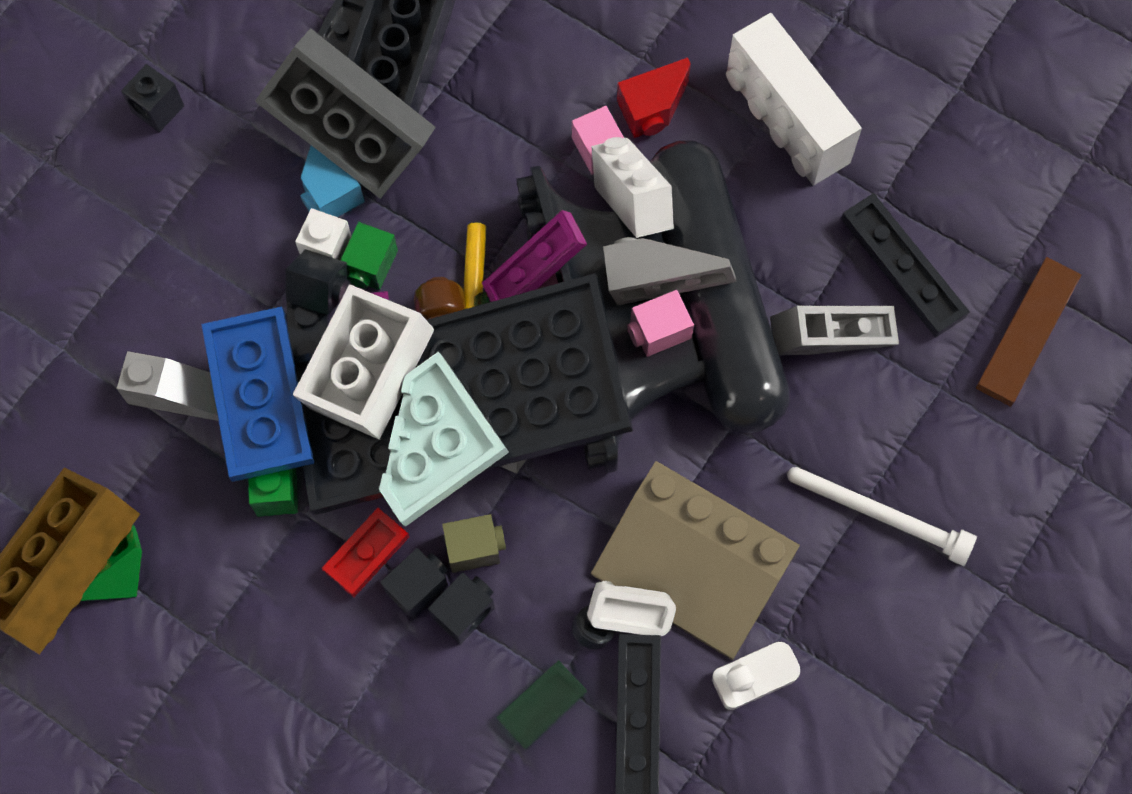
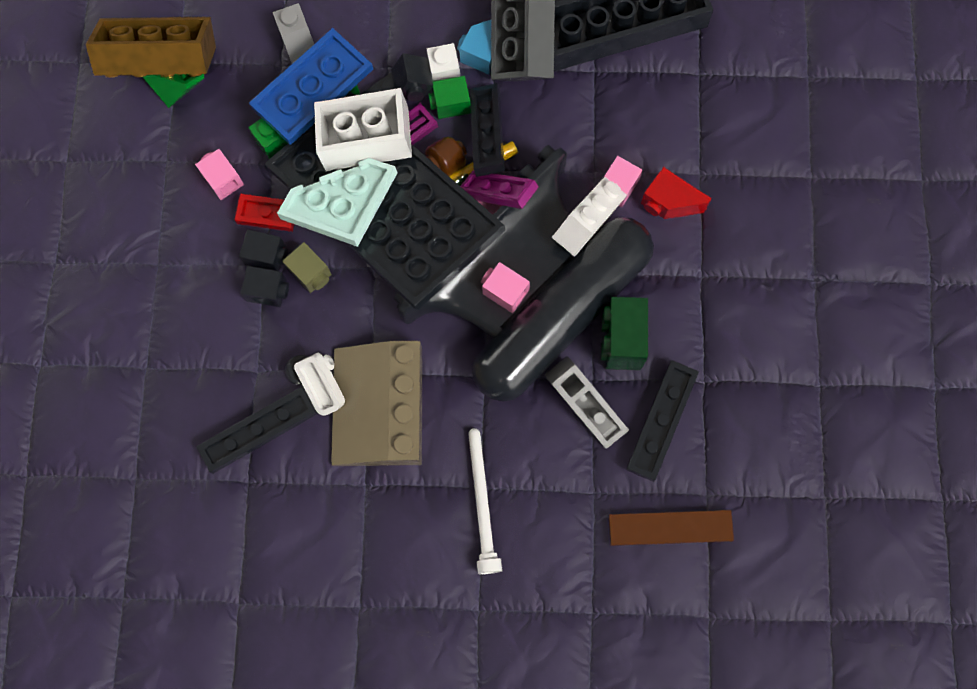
camera: 60 degrees right, 5 degrees up
(276, 579) = (219, 173): none -> bright pink brick
(446, 237) = (487, 130): none -> black plate
(542, 705) = (236, 369): clear green tile -> none
(651, 269) = (532, 255): light grey slope -> none
(756, 675) = (329, 484): white piece -> none
(788, 237) = (626, 333): none -> dark green brick
(792, 99) = (725, 279): white brick -> none

